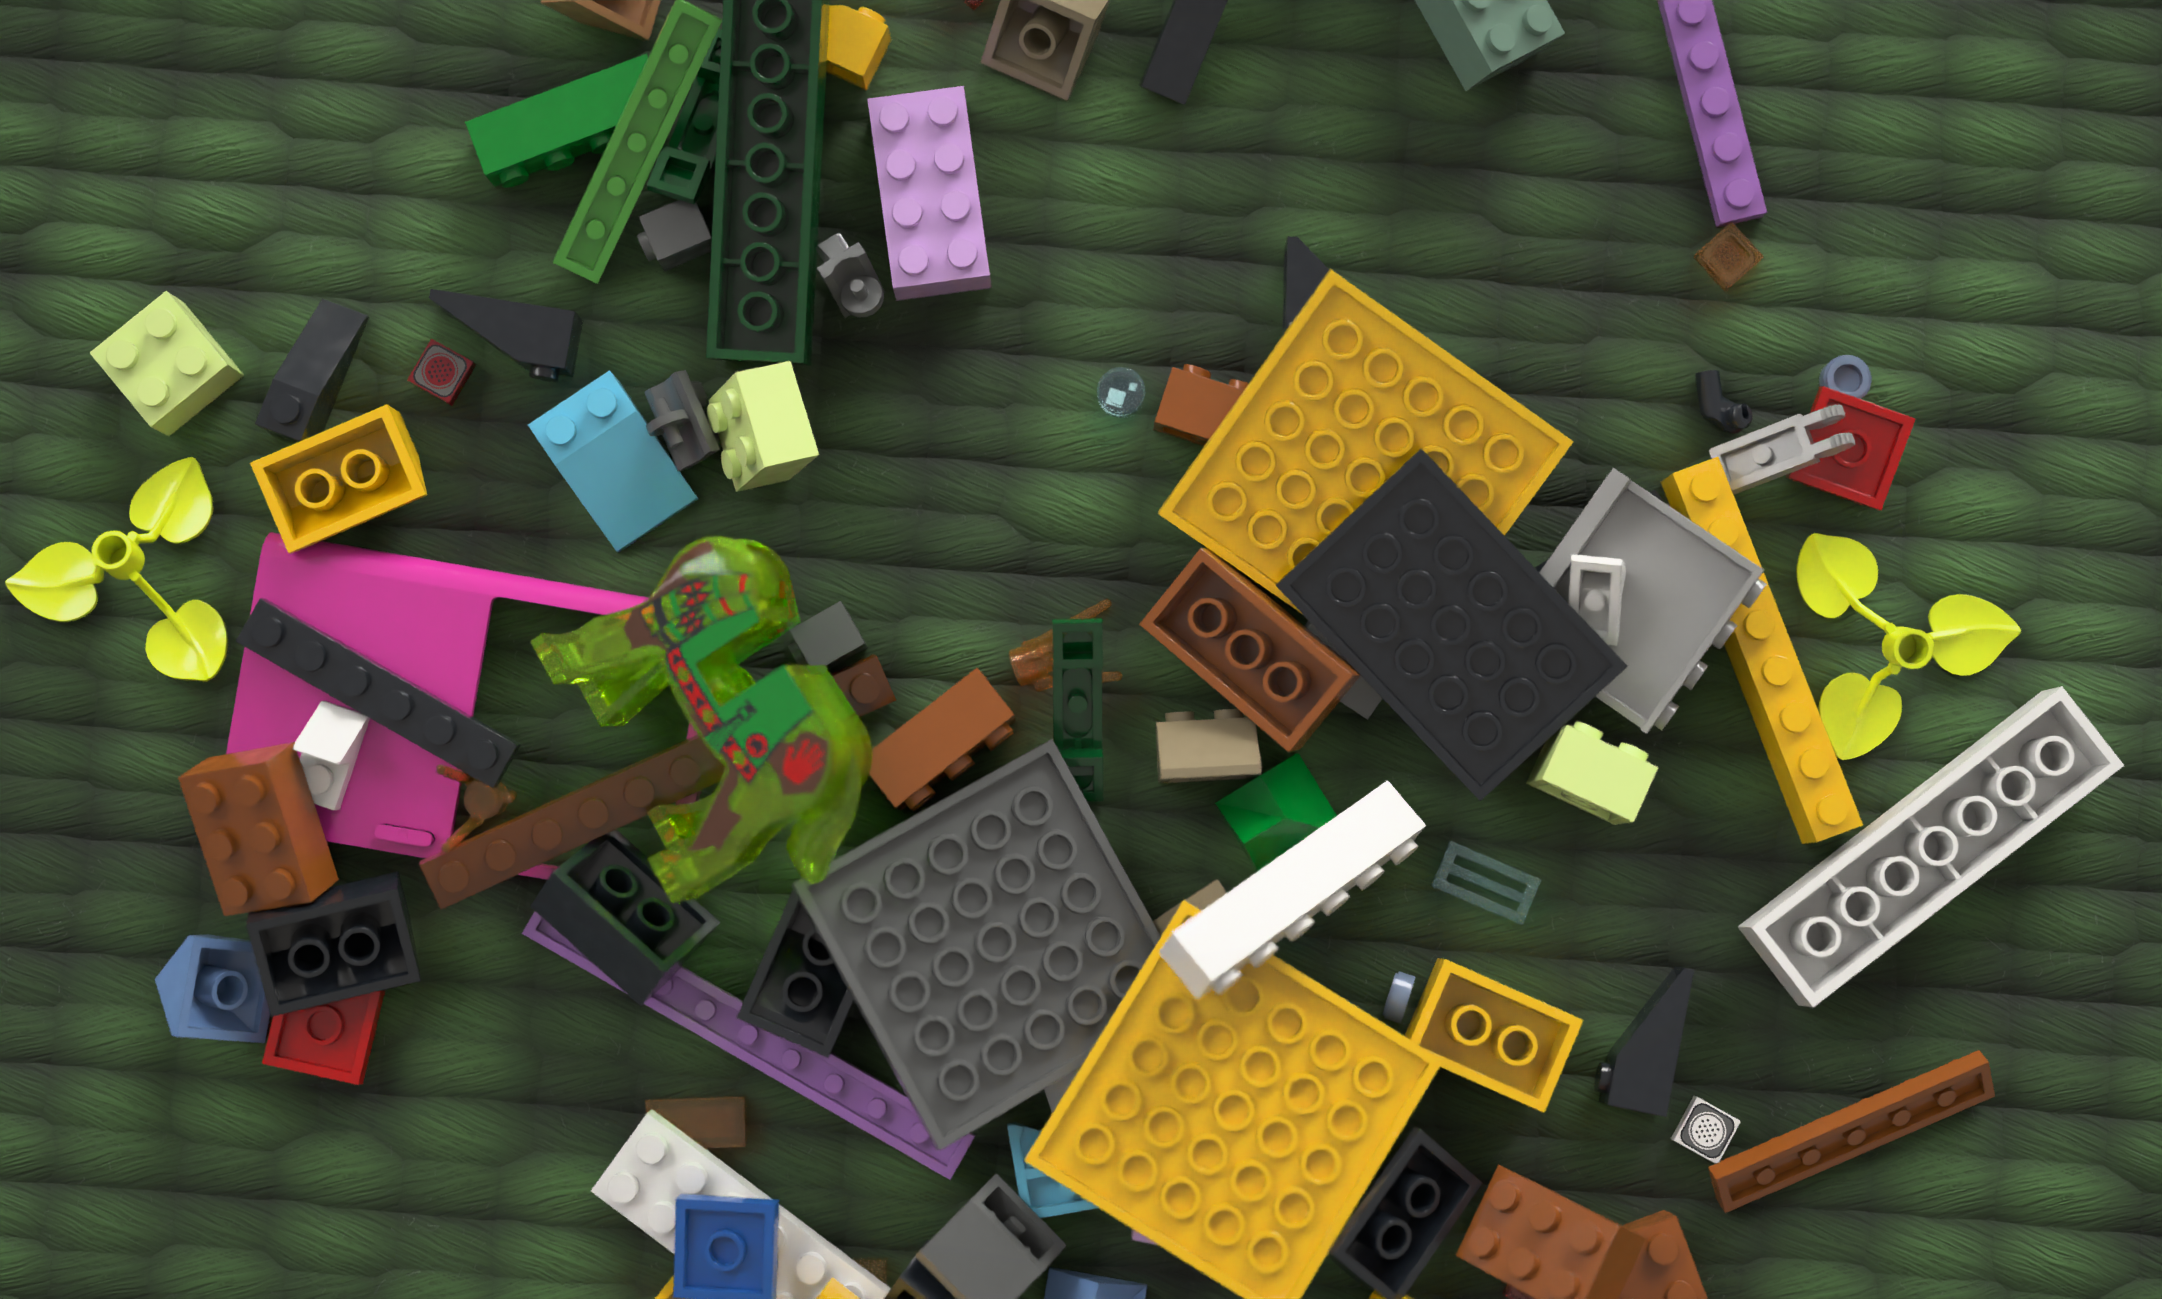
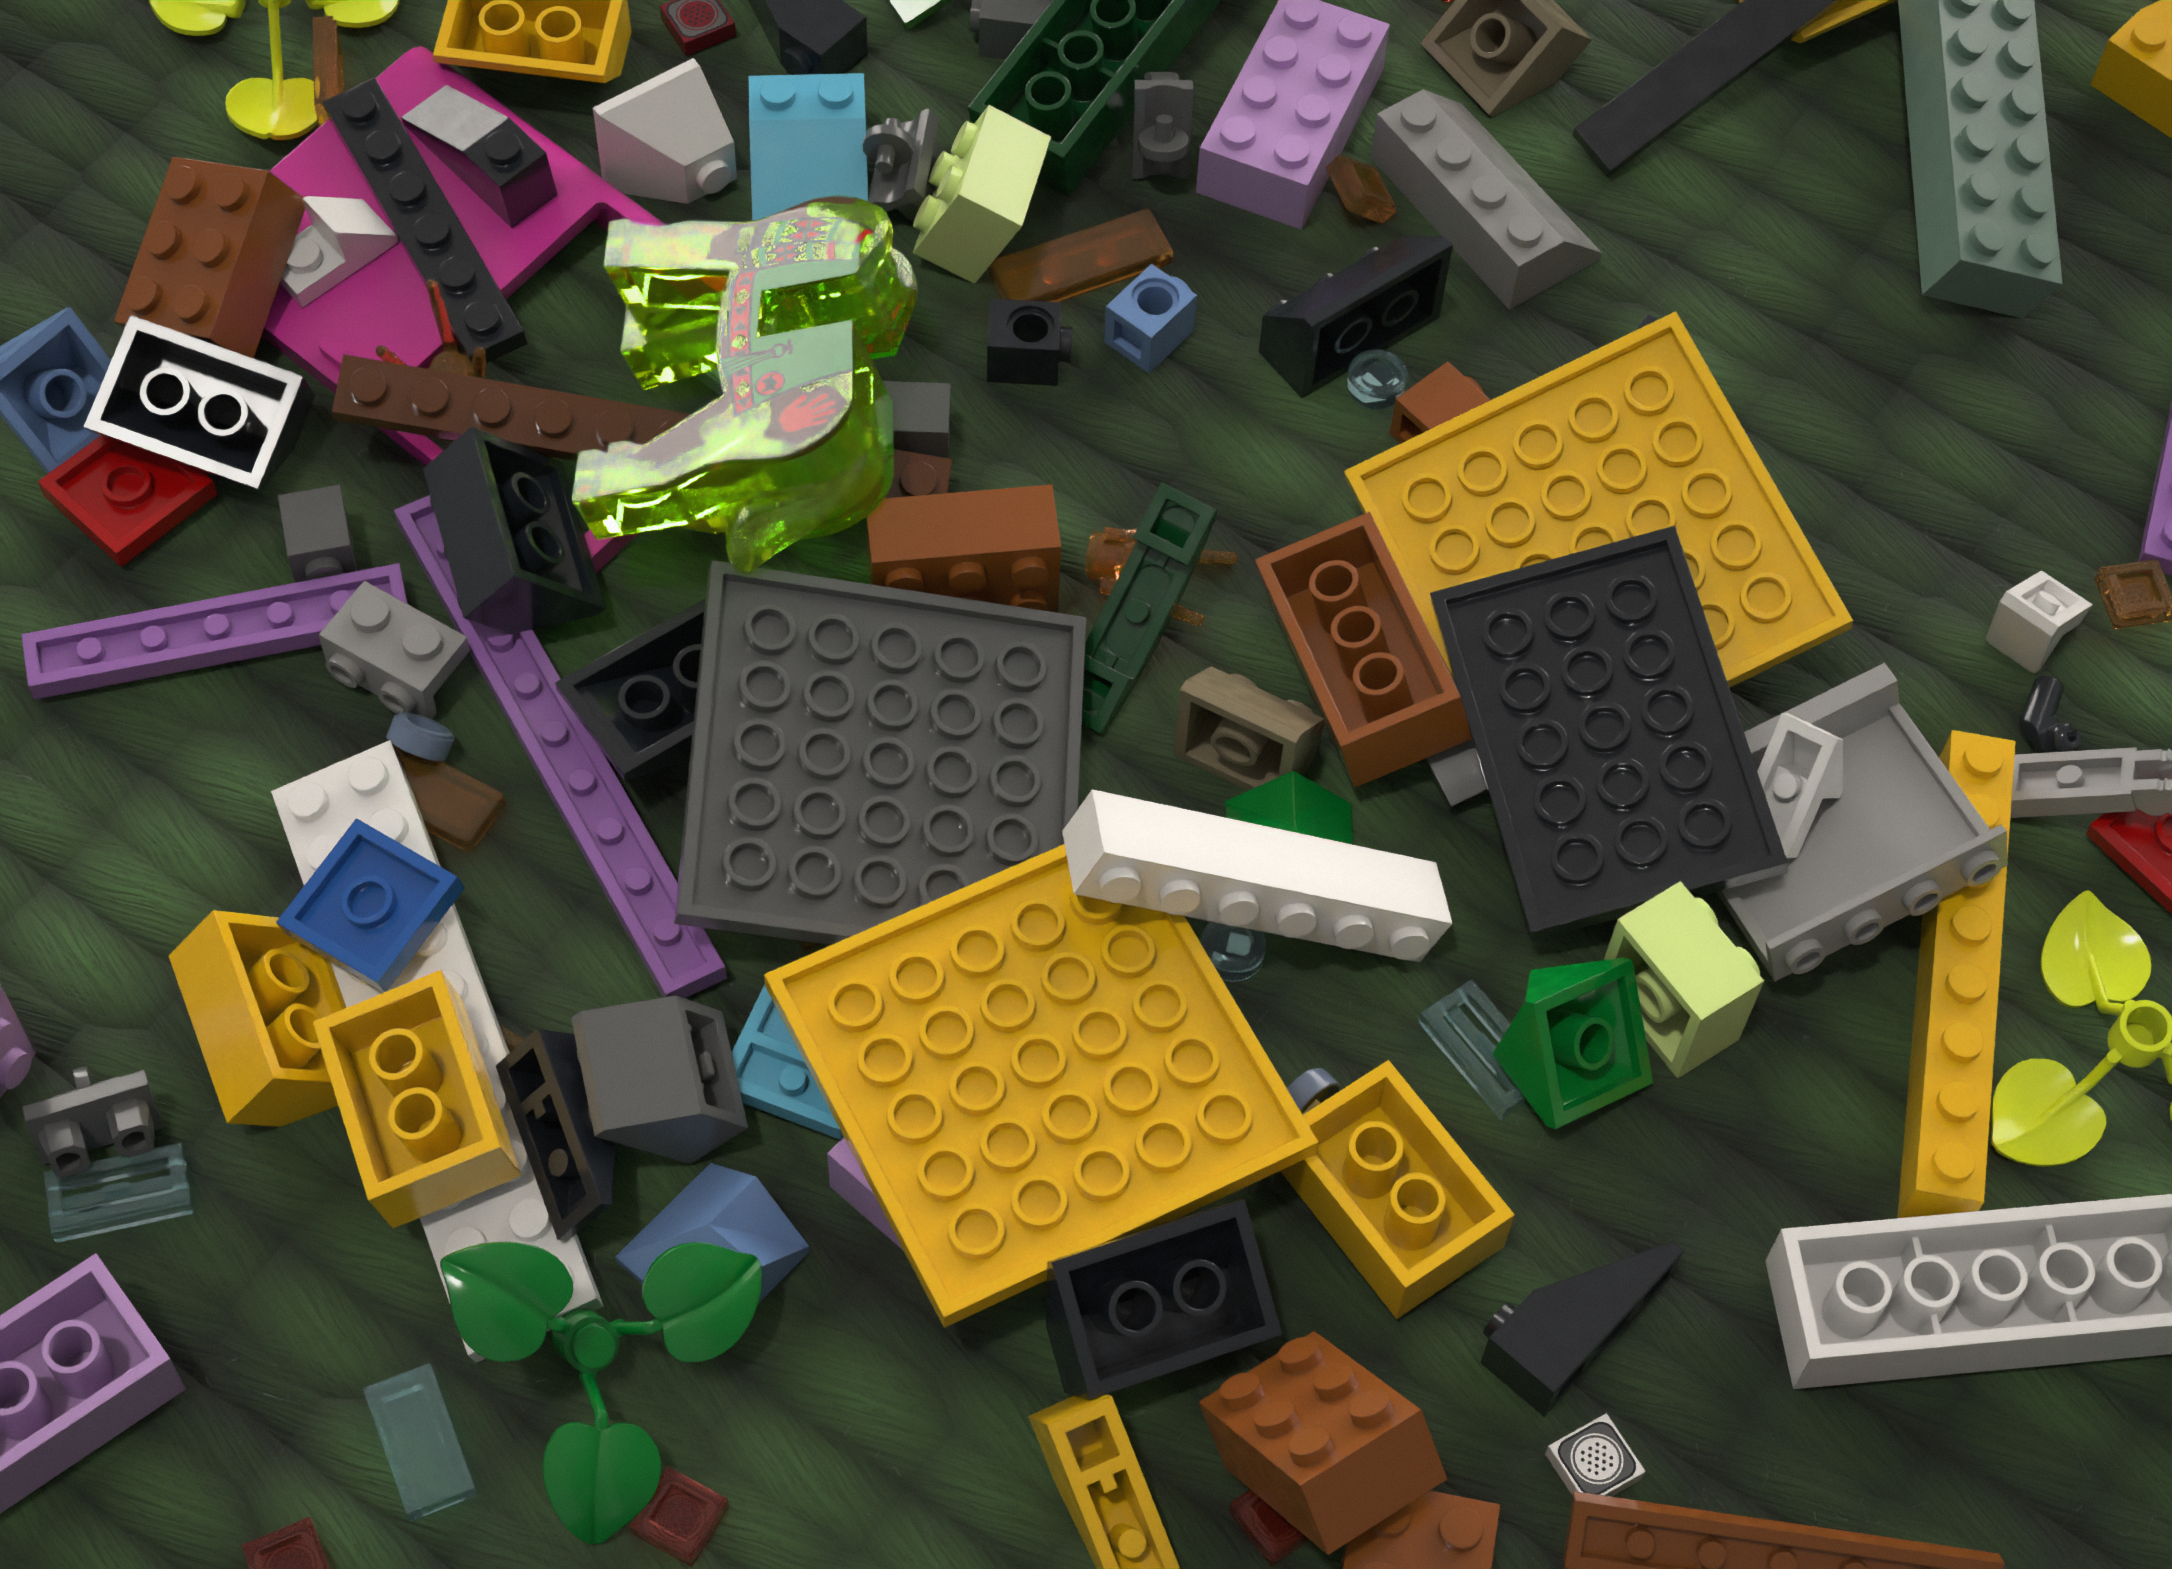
camera: 30 degrees right, 25 degrees down
(210, 596) = (326, 63): none -> clear orange tile
(379, 614) = (485, 152): none -> black slope
(466, 1096) = (193, 633): none -> medium lavender plate
(485, 985) = (317, 533): none -> dark grey brick
(505, 510) = (666, 138): none -> white slope
(599, 1041) = (391, 650): none -> light grey bracket
(661, 1092) = (420, 736): none -> sand blue tile
(842, 519) = (1026, 342): none -> black brick
(858, 417) = (1083, 260): none -> clear orange tile
(938, 464) = (1150, 318): none -> medium blue brick
(1018, 235) = (1361, 189): none -> clear orange tile
(1076, 352) = (1356, 310): none -> black slope
(1107, 185) = (1478, 197): none -> light grey slope
(1547, 855) = (1577, 1040): none -> green slope
(1679, 323) = (2034, 619): none -> white slope

